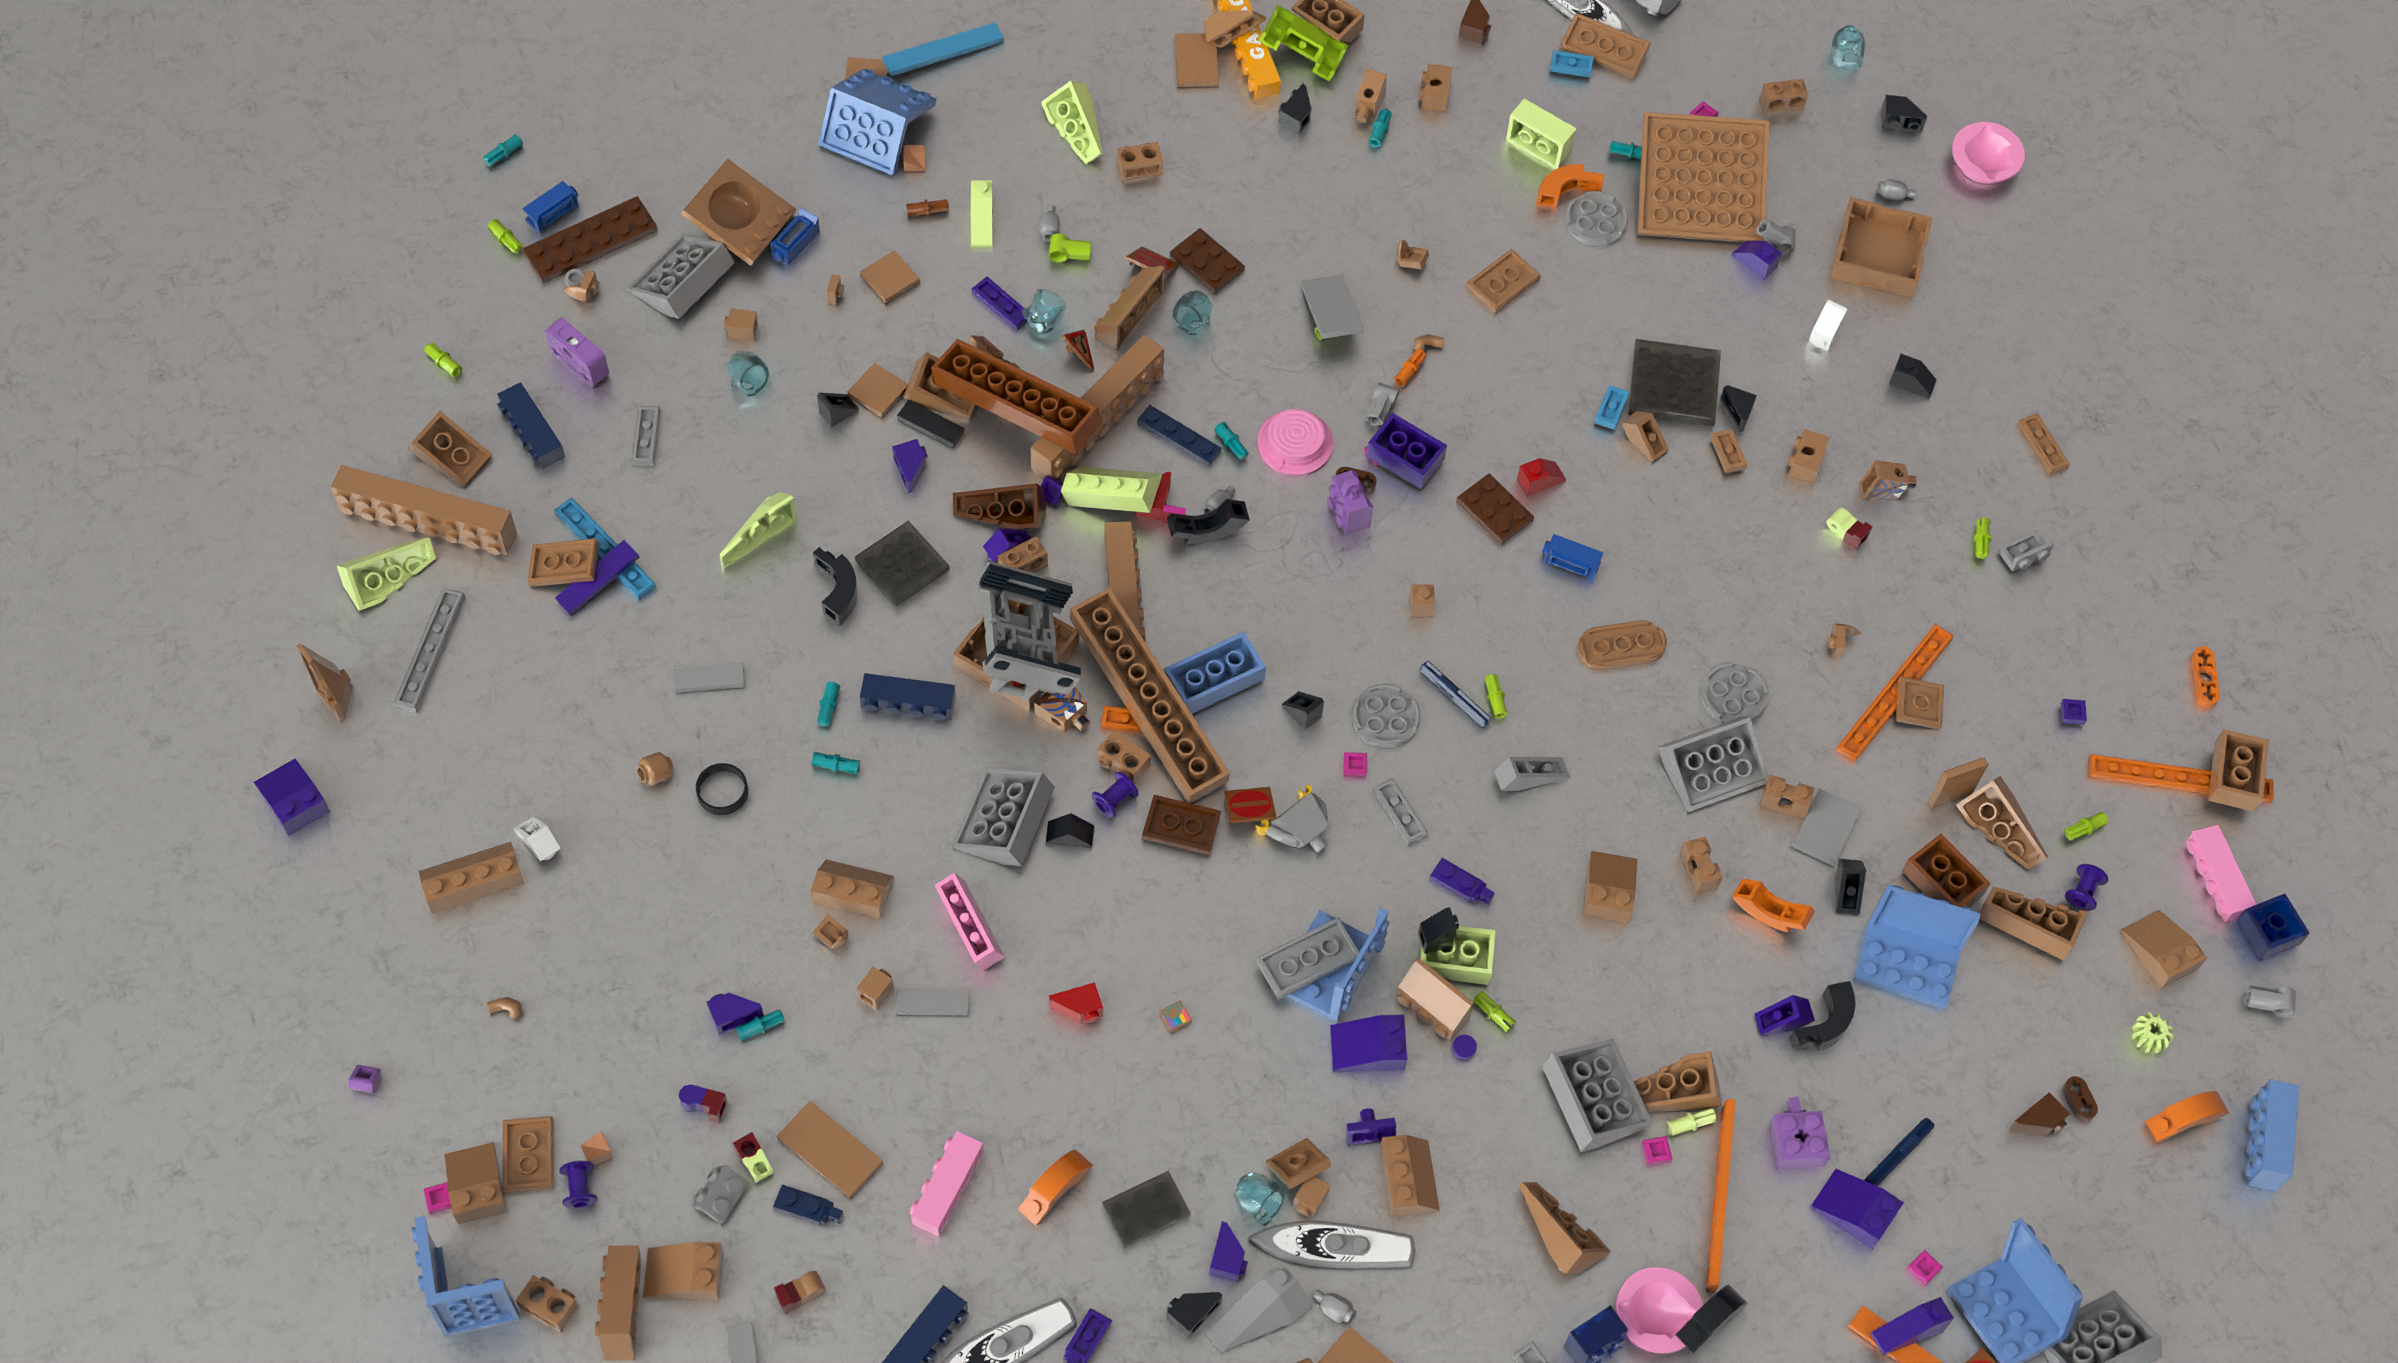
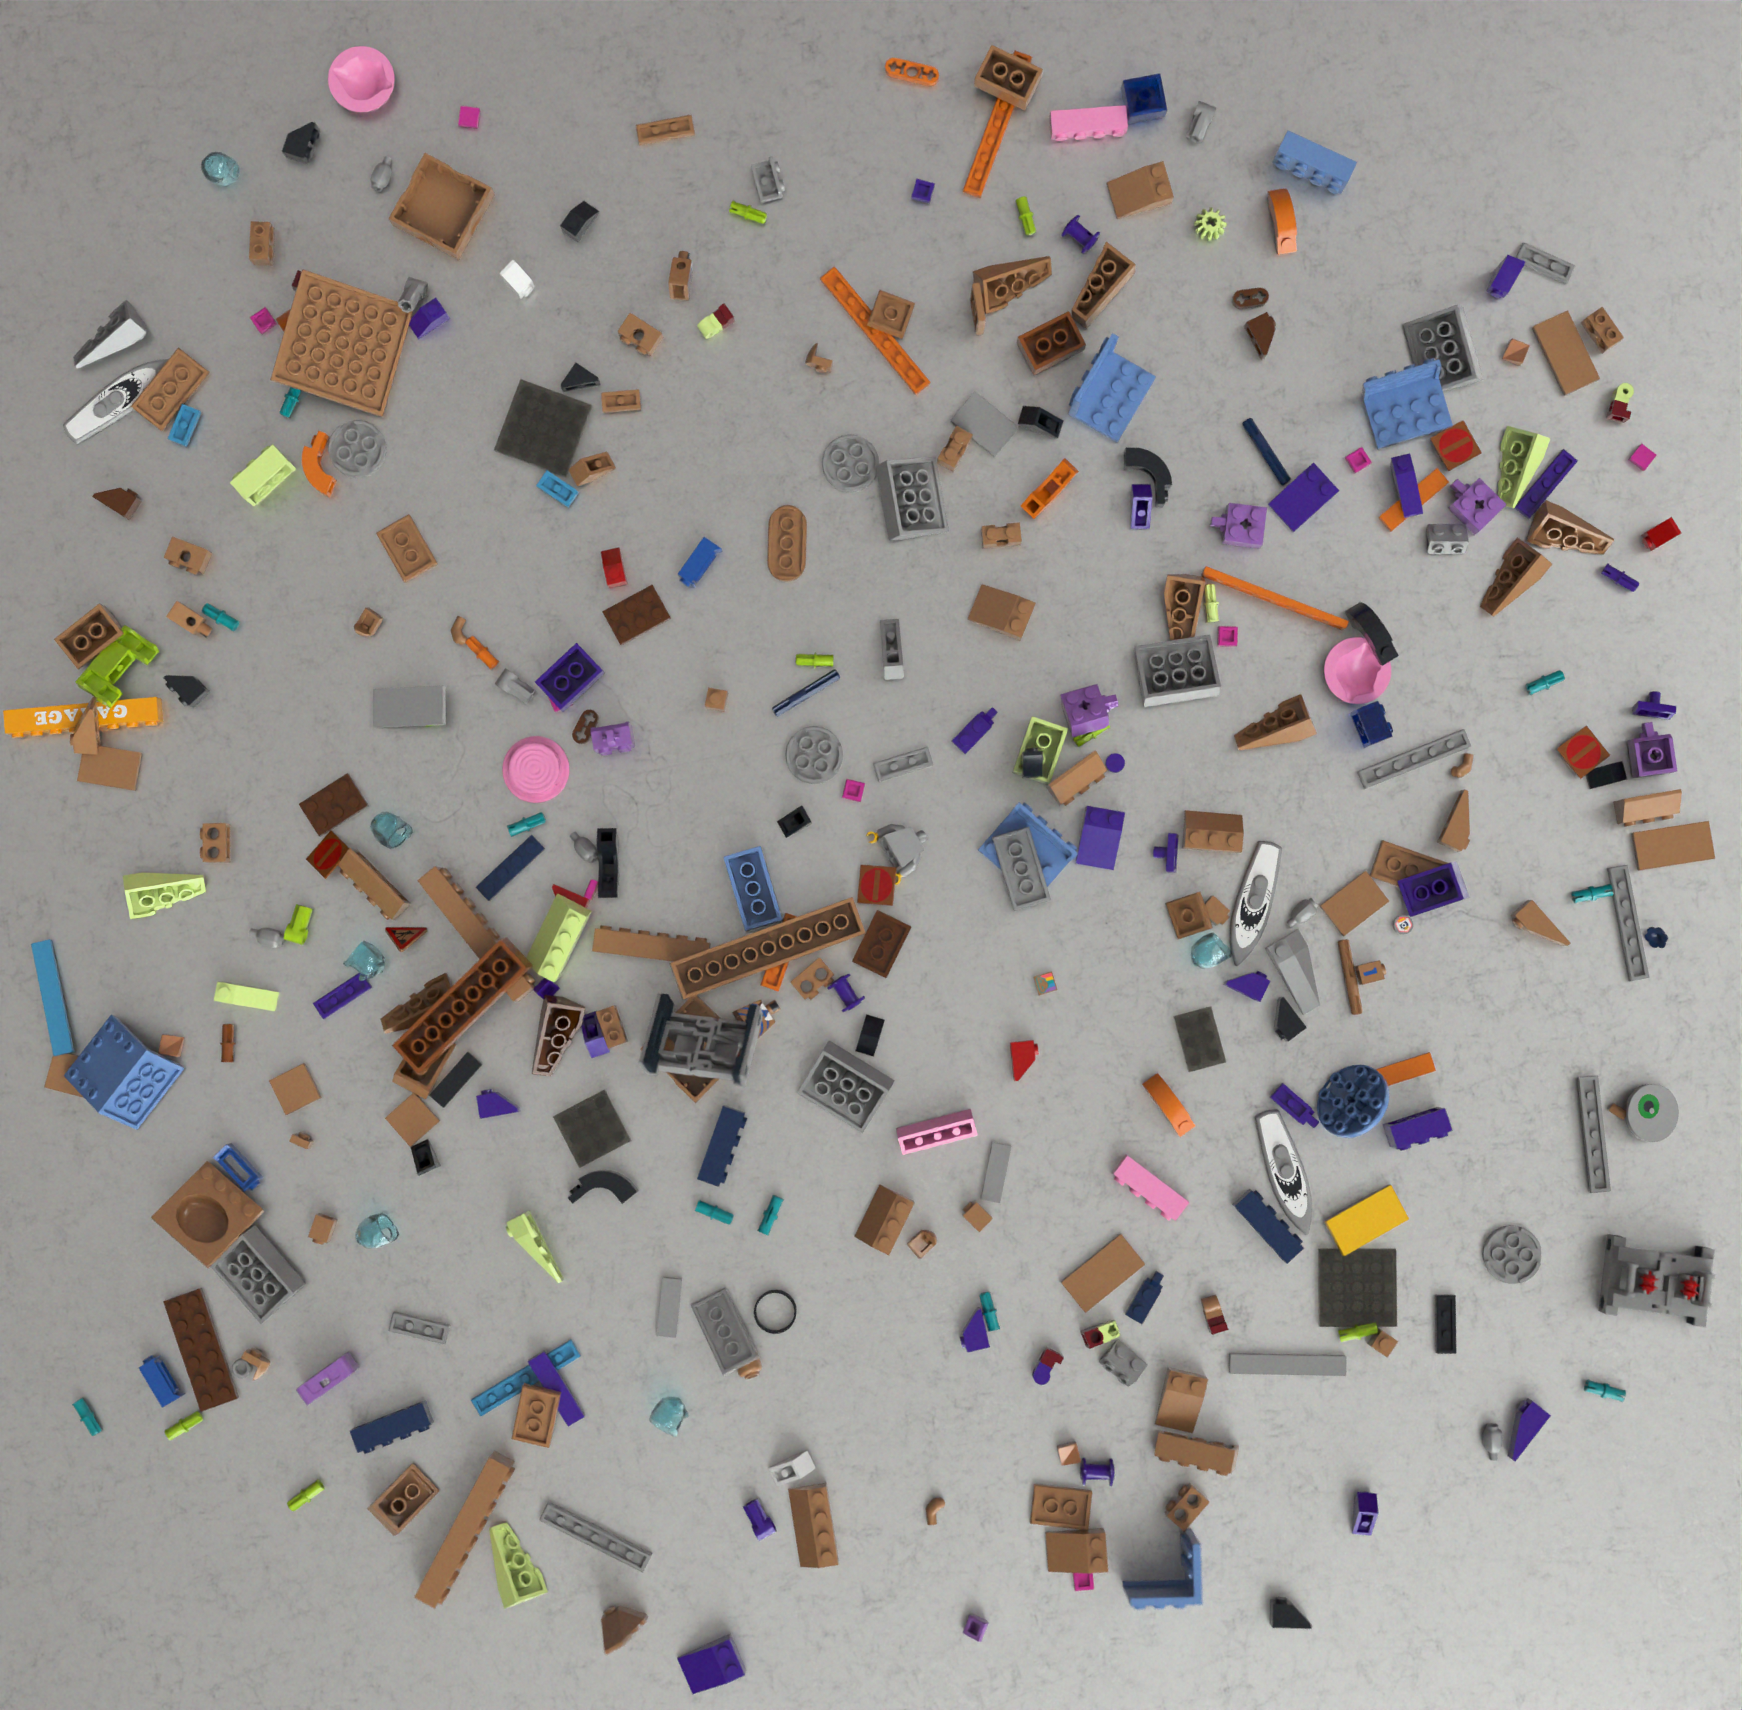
camera: 75 degrees left, 25 degrees up
(465, 818) = (761, 1524): none -> dark purple piece
(582, 694) = (669, 1415): none -> clear light blue piece
(689, 735) = (724, 1332): none -> light grey tile
(1520, 994) = (1087, 709): none -> medium lavender hinge
(1986, 259) = (469, 117): none -> dark pink tile

